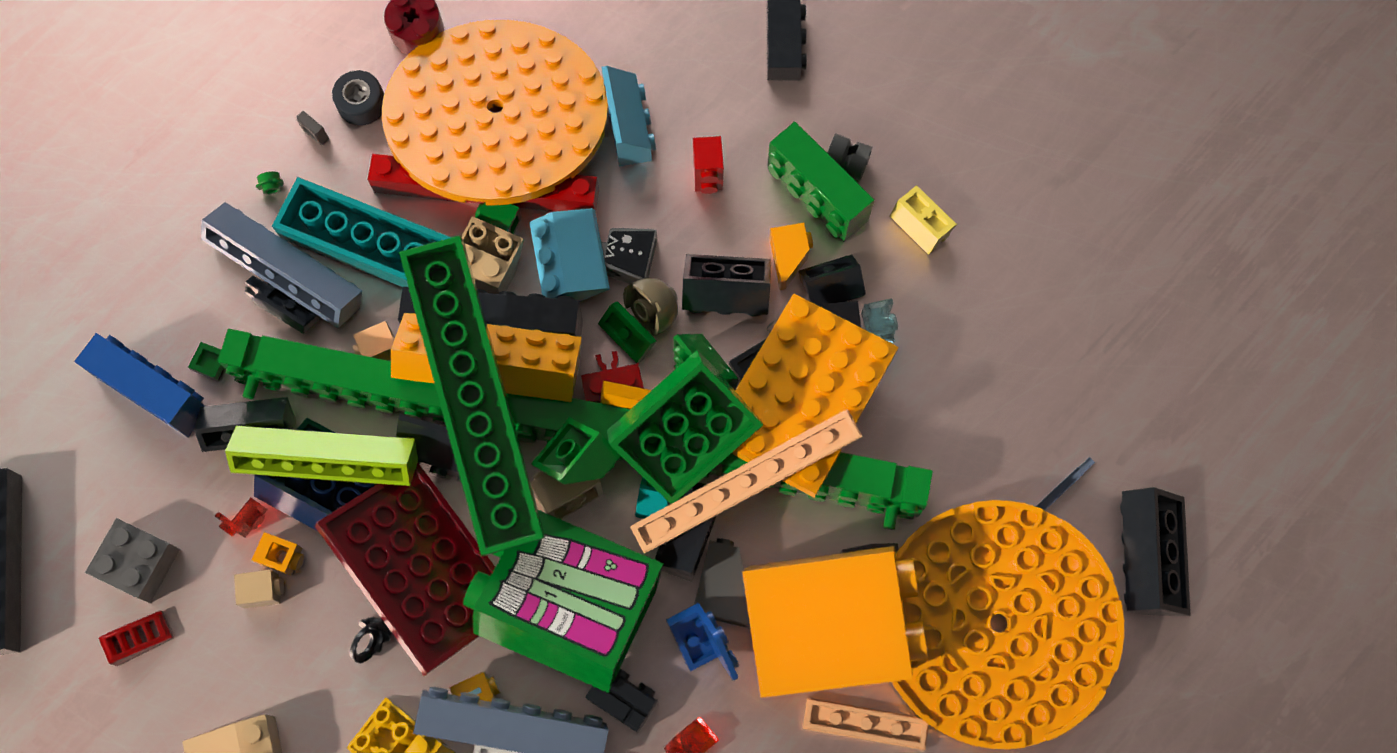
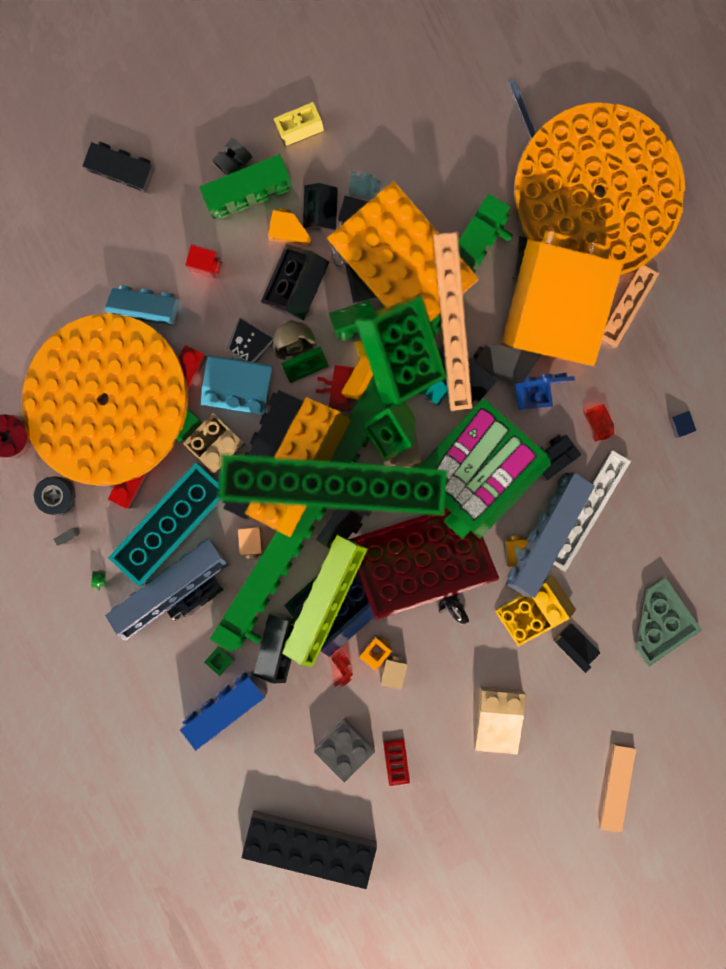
camera: 65 degrees left, 15 degrees up
(1155, 552) = (591, 66): black slope -> none

